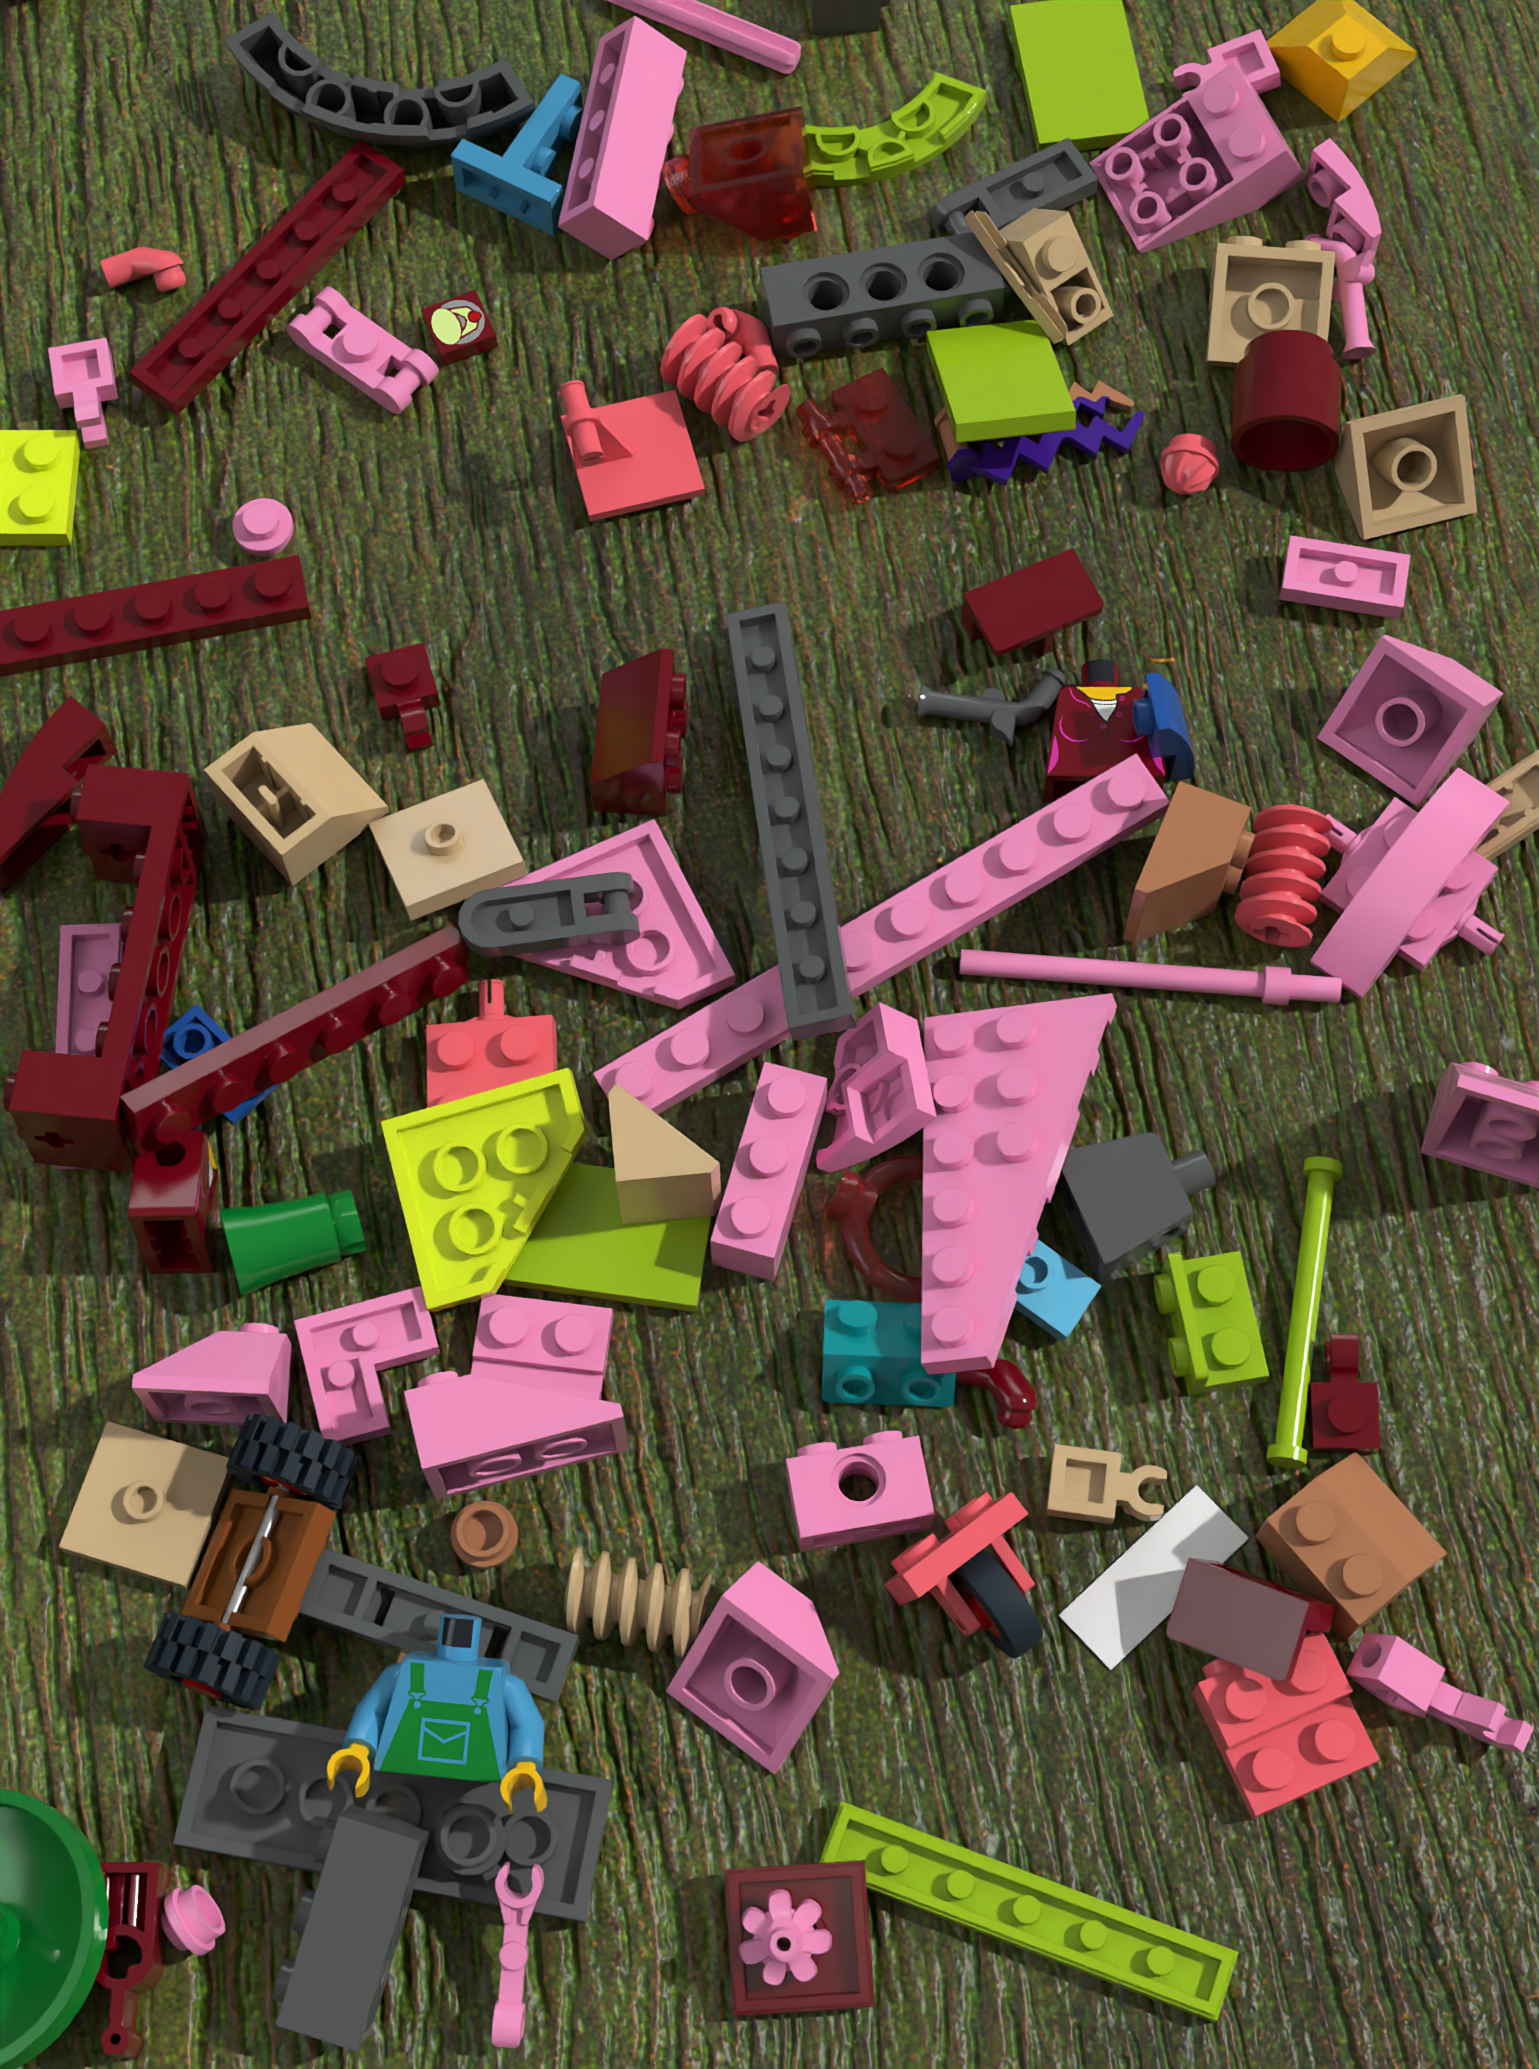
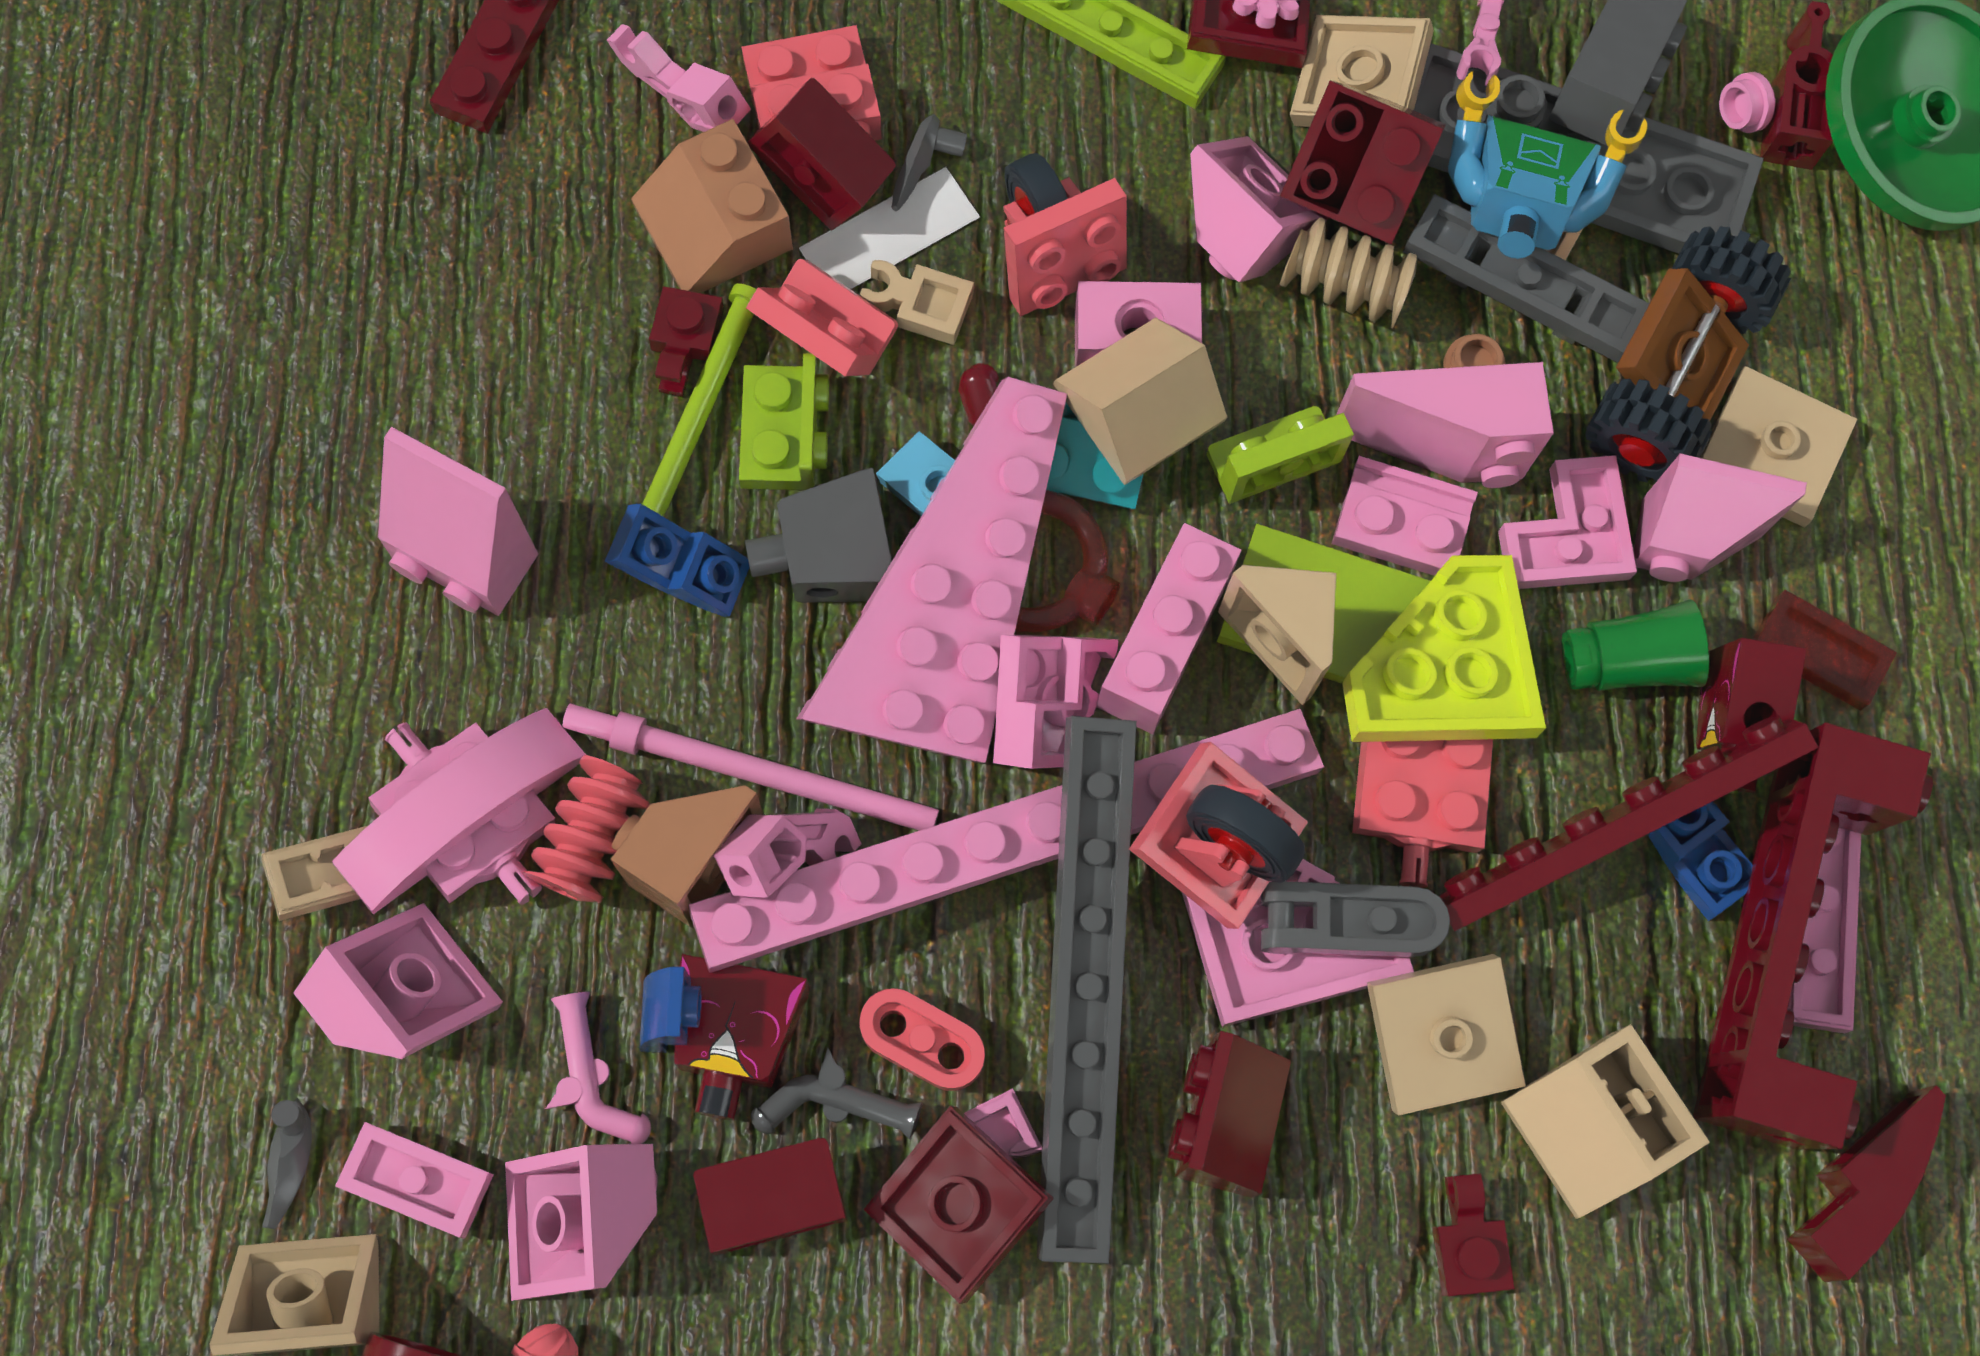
camera: 175 degrees left, 5 degrees up
(92, 1291) = (1836, 654): none -> clear red tile
(635, 1715) = (1362, 160): none -> dark red slope
(654, 1867) = (1365, 53): none -> tan plate
(684, 953) = (1221, 836): none -> coral plate
(686, 1380) = (1279, 452): none -> lime bracket
(843, 713) = (1006, 1125): none -> bright pink tile
(844, 1382) = (1145, 397): none -> tan slope
(866, 633) = (958, 1204): none -> dark red tile
(932, 760) = (924, 1037): none -> coral plate
(1105, 866) = (772, 847): none -> bright pink piece
(1143, 1661) = (928, 138): none -> dark grey bar
(1193, 570) = (576, 1216): none -> bright pink slope
(1199, 1427) = (826, 319): none -> coral bracket
(1223, 688) = (587, 1074): none -> bright pink piece
(1276, 1154) = (677, 561): none -> blue slope
(1460, 580) = (287, 1158): none -> dark grey bar

